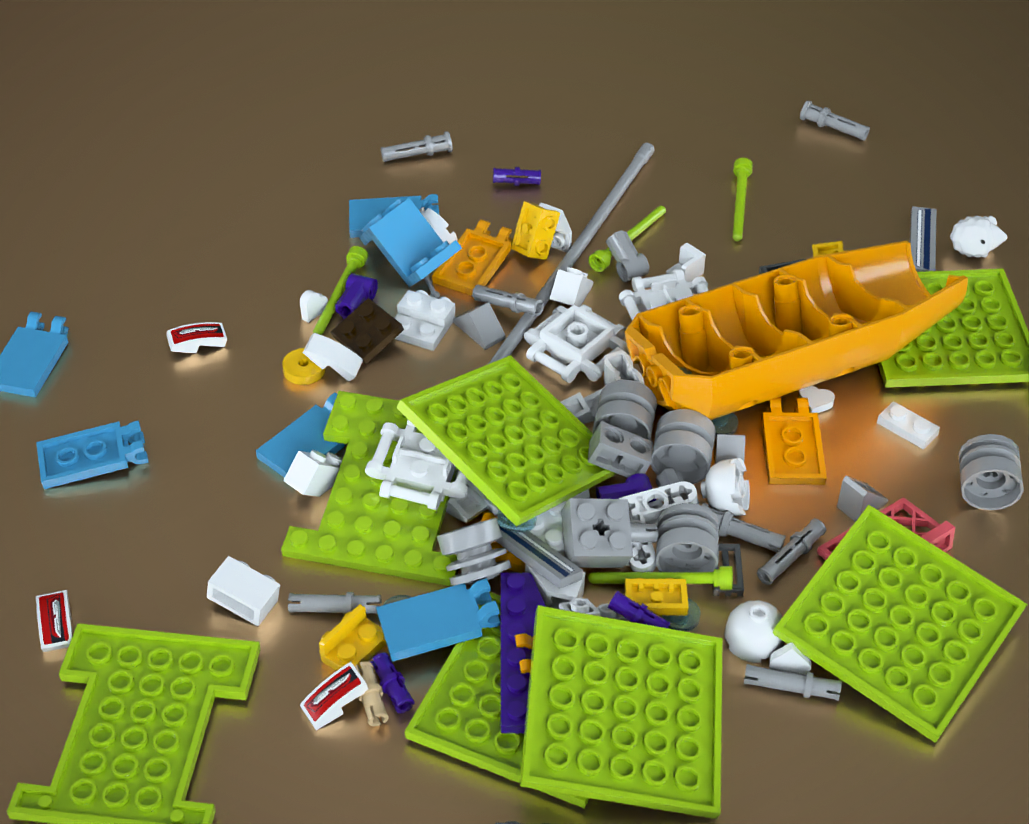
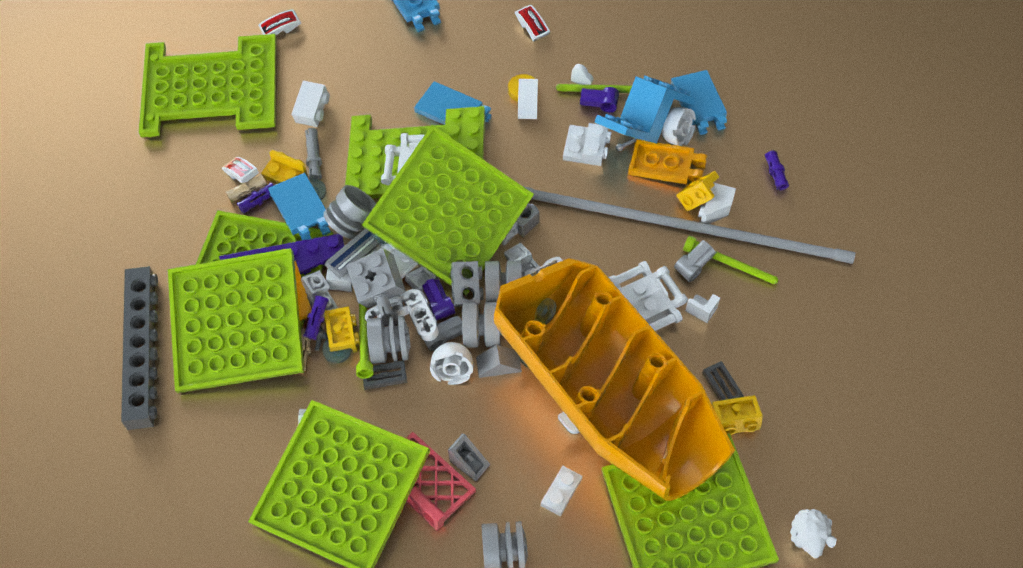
camera: 80 degrees right, 15 degrees up
(313, 472) = (416, 113): white slope -> none
(367, 330) = (563, 113): dark brown plate -> none
(430, 144) = (792, 103): light grey pin -> none
(481, 325) = (591, 180): light grey slope -> none
(515, 301) = (616, 194): light grey pin -> none
(571, 287) = (647, 229): white slope -> none
(574, 340) = (588, 239): white brick -> none
(742, 170) = (849, 334): lime piece -> none
(746, 531) = (420, 367): light grey pin -> none
(751, 631) = (329, 392): white cylinder -> none
(793, 445) = (515, 406): light orange tile -> none
(793, 682) = (286, 423): light grey pin -> none
(799, 544) = (413, 418): light grey pin -> none
(824, 117) = (957, 393): light grey pin -> none
(923, 238) = (804, 491): tile -> none

